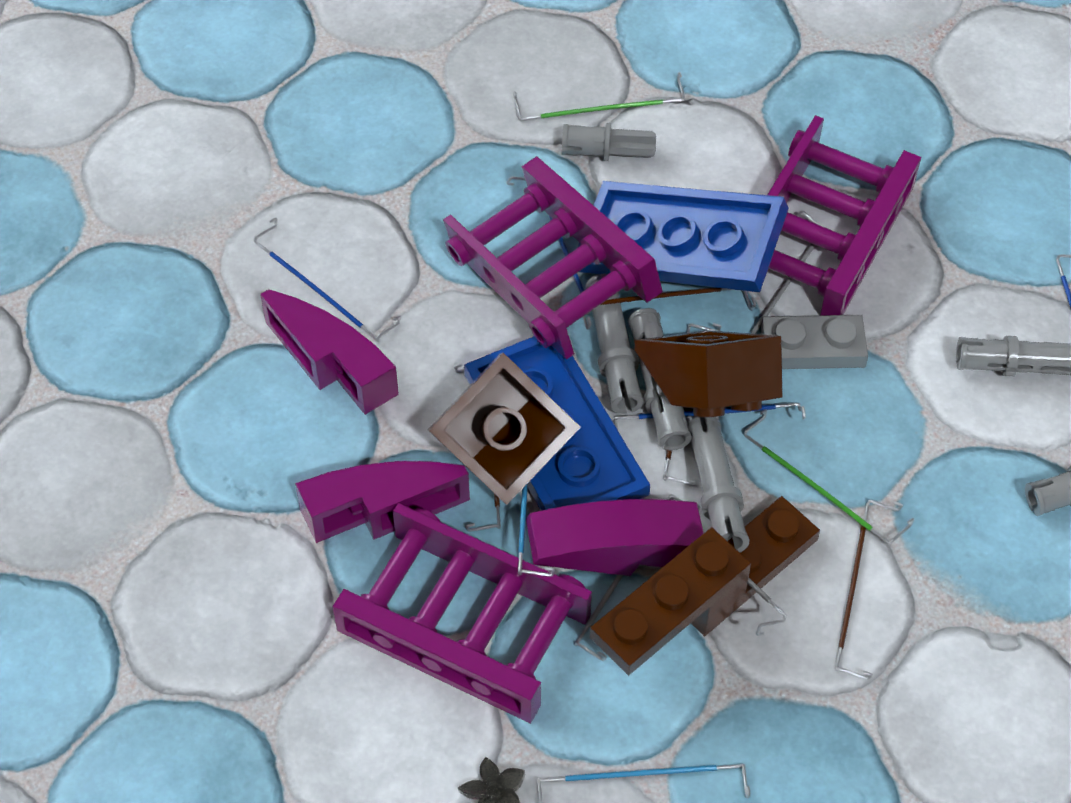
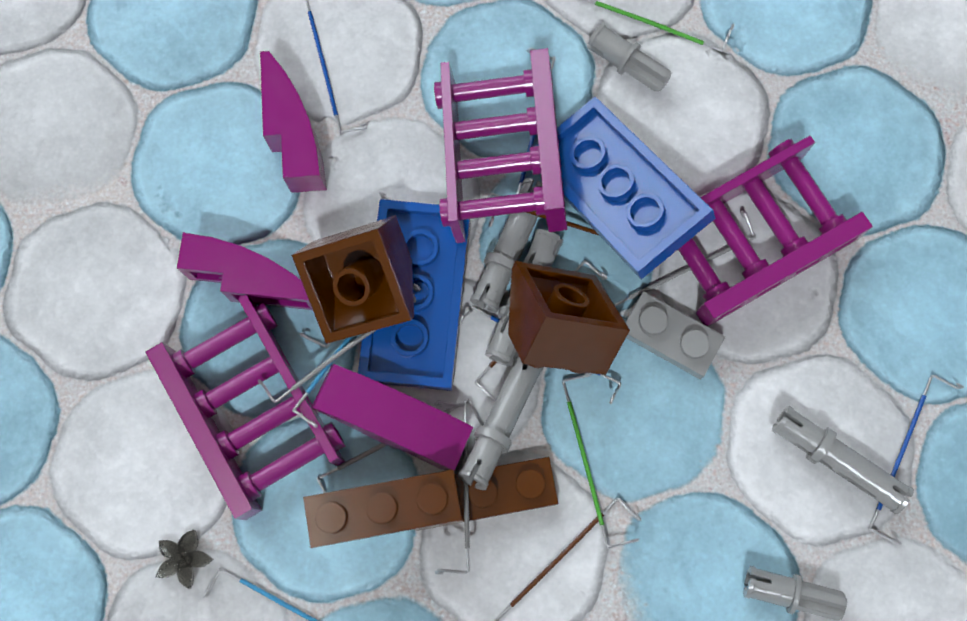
camera: 35 degrees right, 20 degrees up
(516, 528) = (319, 368): none -> light grey piece

